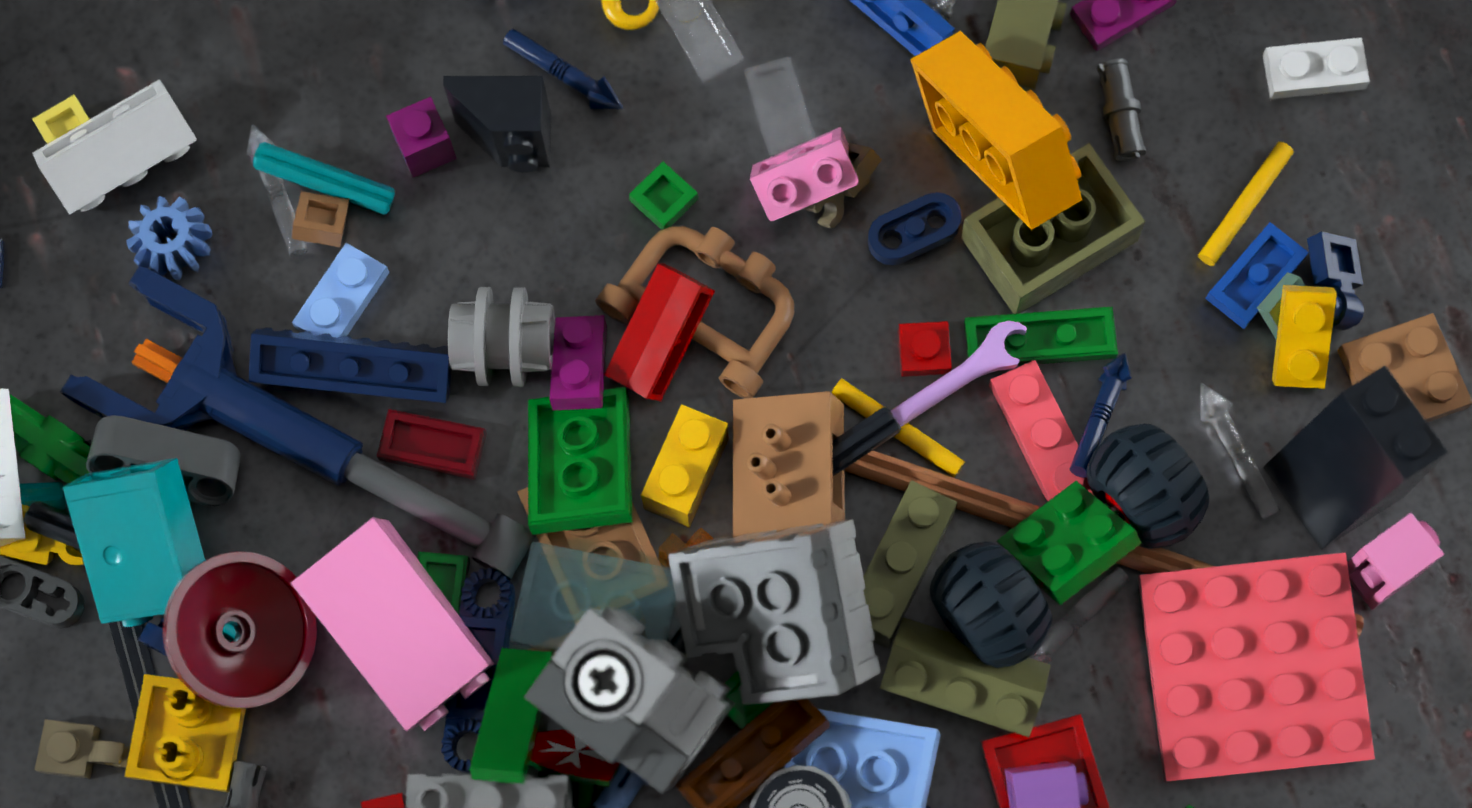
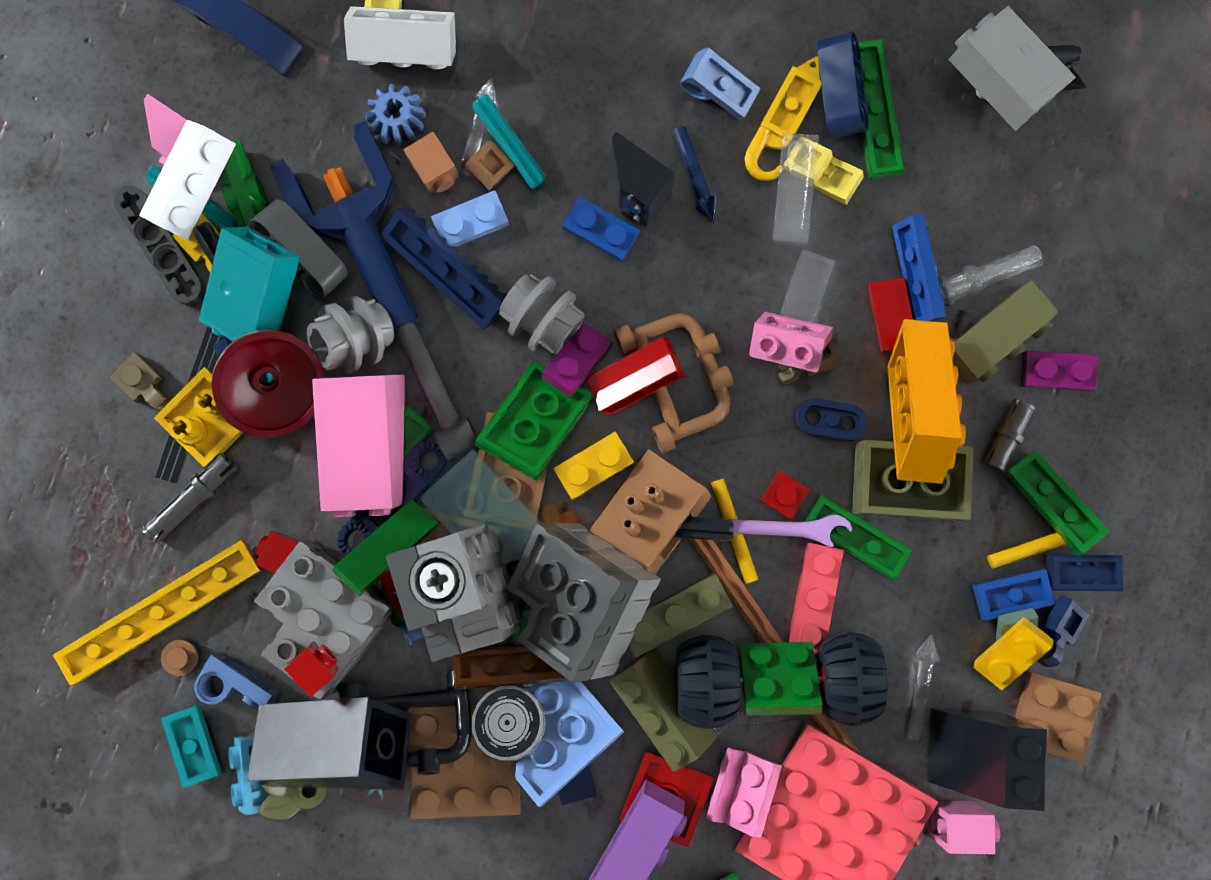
camera: 30 degrees right, 10 degrees up
(251, 263) = (432, 163): none -> nougat brick
(295, 510) = (350, 334): none -> light grey piece
(421, 137) = (582, 156): magenta brick -> none
(431, 444) = (460, 346): dark red tile -> none
(499, 204) = (600, 229): none -> blue plate
(663, 196) = (698, 294): green plate -> none
(888, 67) = (889, 309): none -> red tile
(1113, 381) = (882, 594): dark blue piece -> none
(1126, 704) = (744, 791): none -> bright pink bracket
(1226, 143) = (1057, 503): none -> green plate
(1316, 68) = (1146, 493): white plate -> none
(1316, 197) = (1085, 572): none -> dark blue plate

